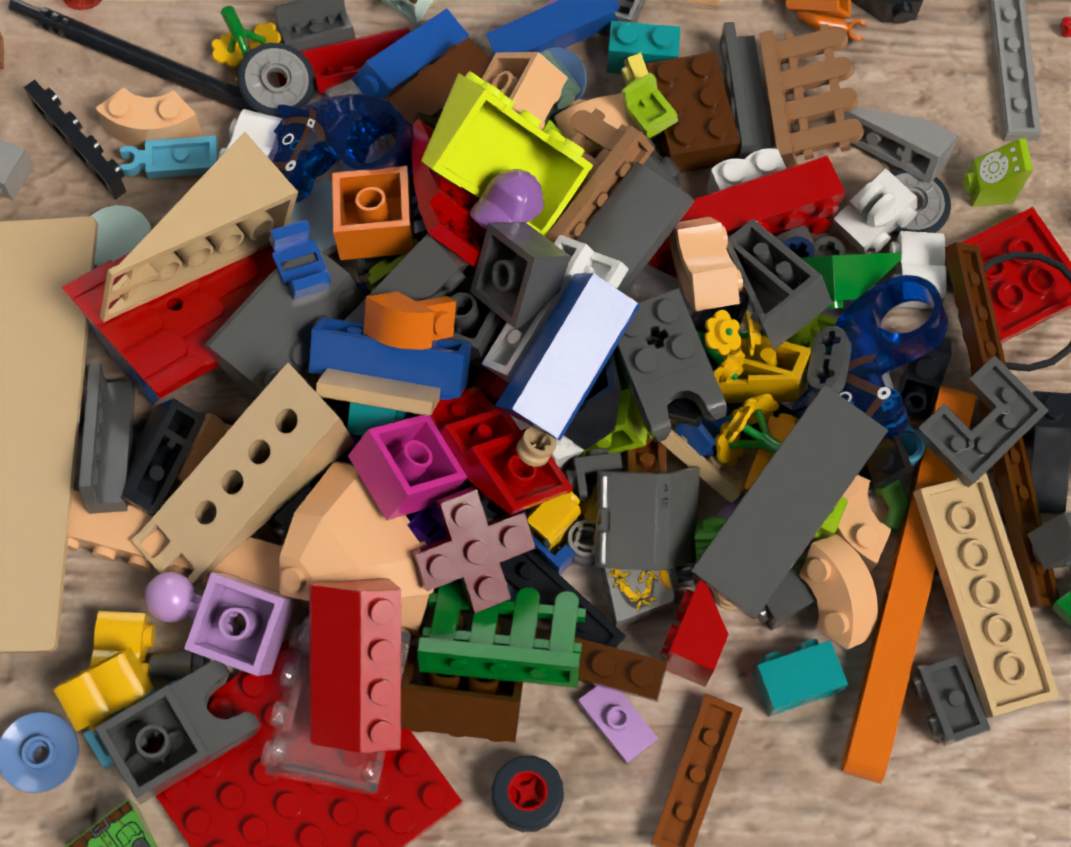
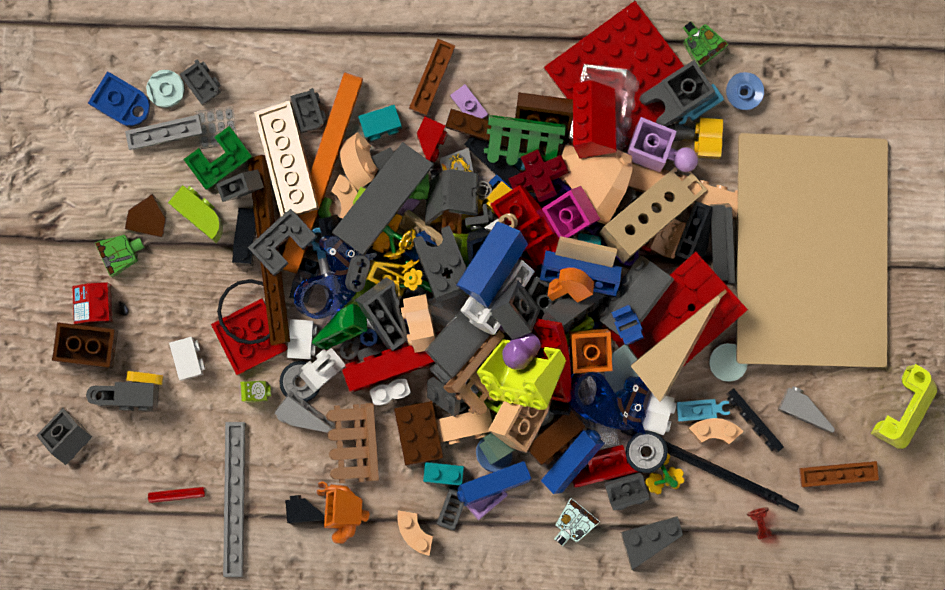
camera: 175 degrees left, 15 degrees up
(103, 690) = (714, 115): yellow brick -> none
(531, 780) = (518, 66): black wheel -> none
(633, 68) = (449, 450): light yellow plate -> none
(648, 106) = (443, 424): lime bracket -> none
(744, 90) = (387, 446): dark grey fence -> none

